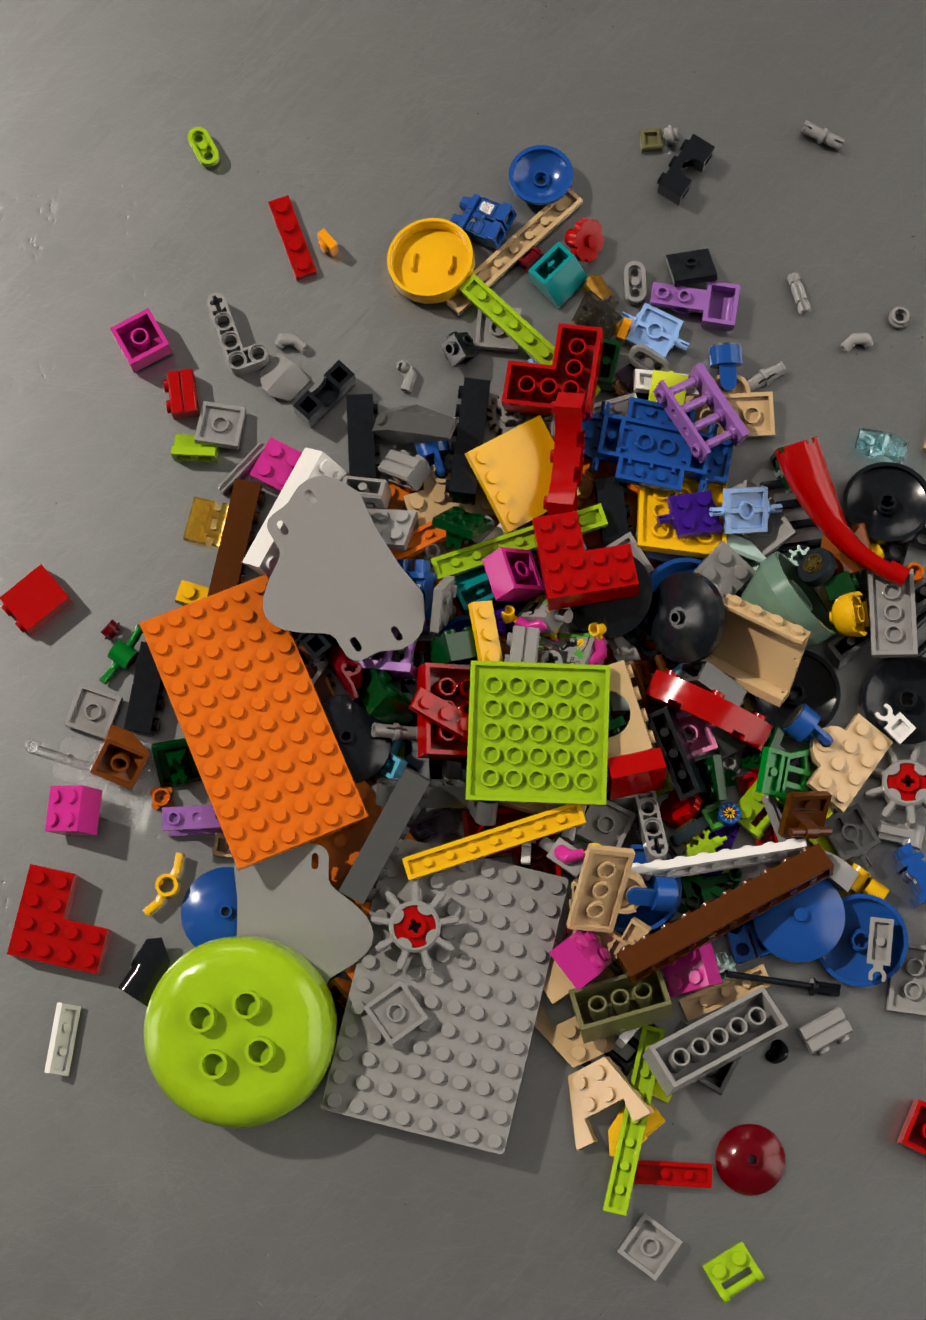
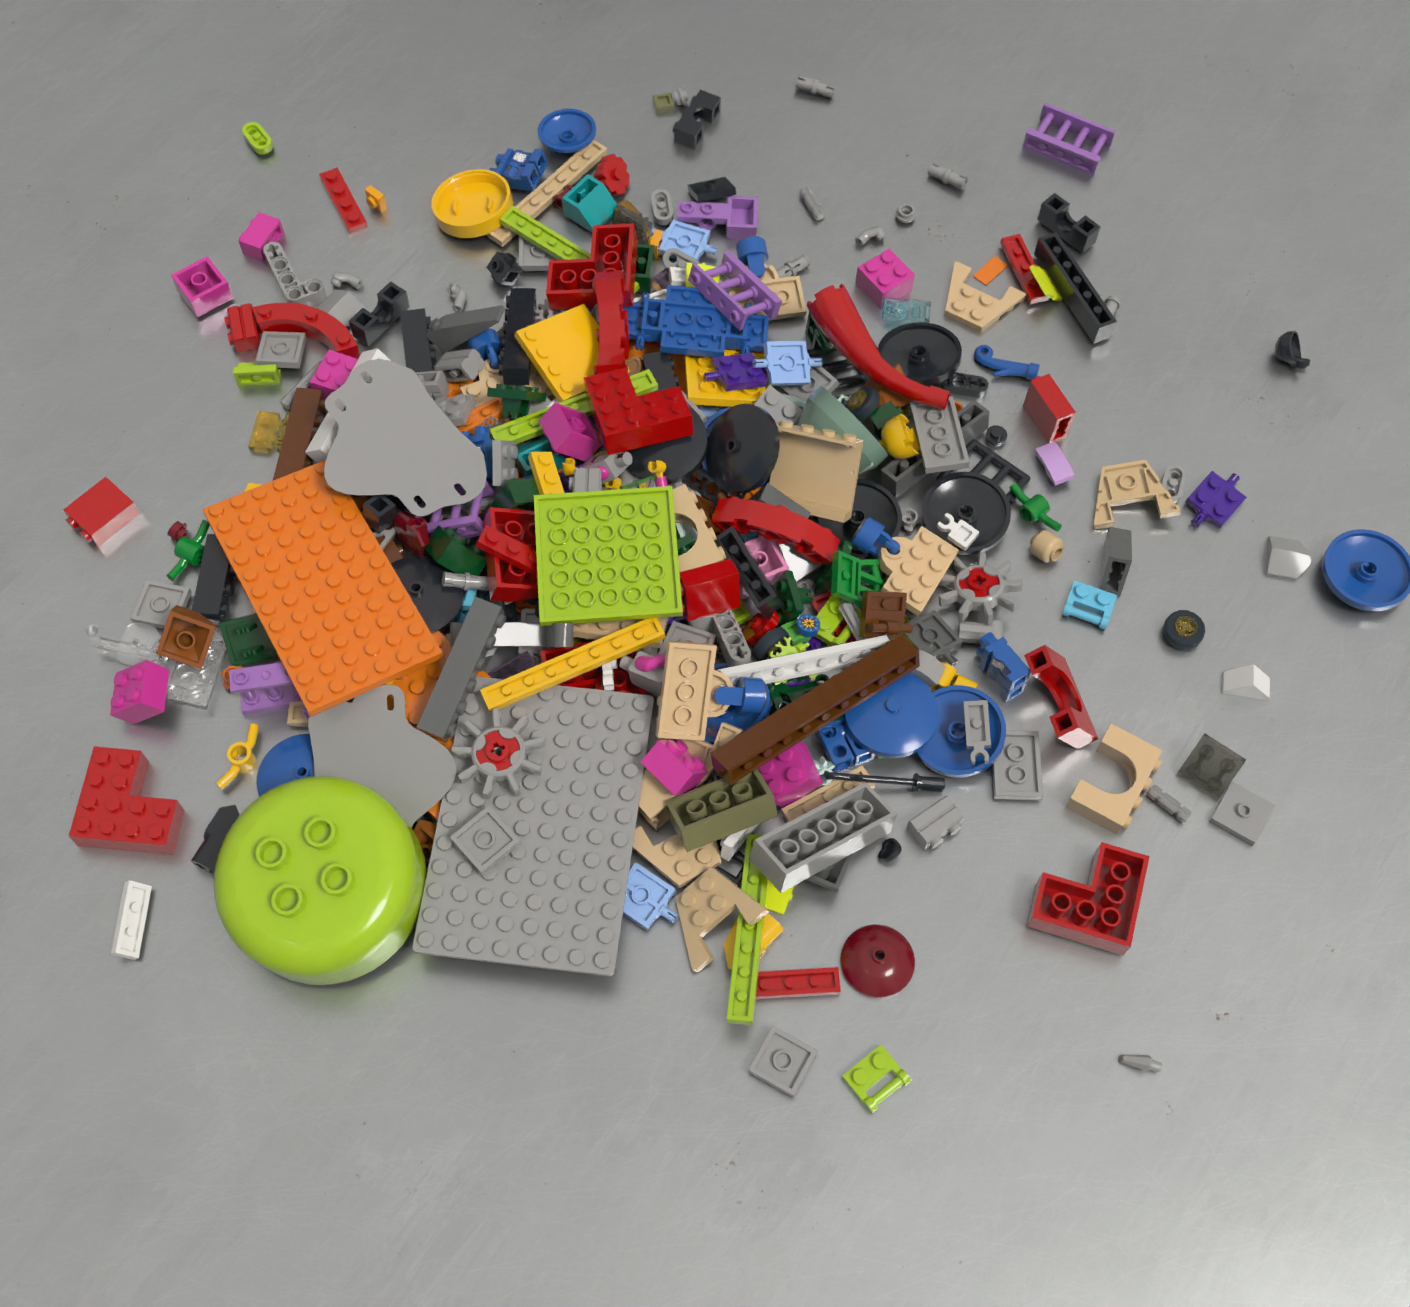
camera: 10 degrees left, 15 degrees down
(203, 279) = (259, 233): none -> dark pink brick
(253, 396) = (308, 320): none -> red brick
(542, 1073) = (647, 897): none -> light blue plate
(853, 695) = (914, 519): none -> light grey plate
(864, 402) = (884, 277): none -> dark pink brick

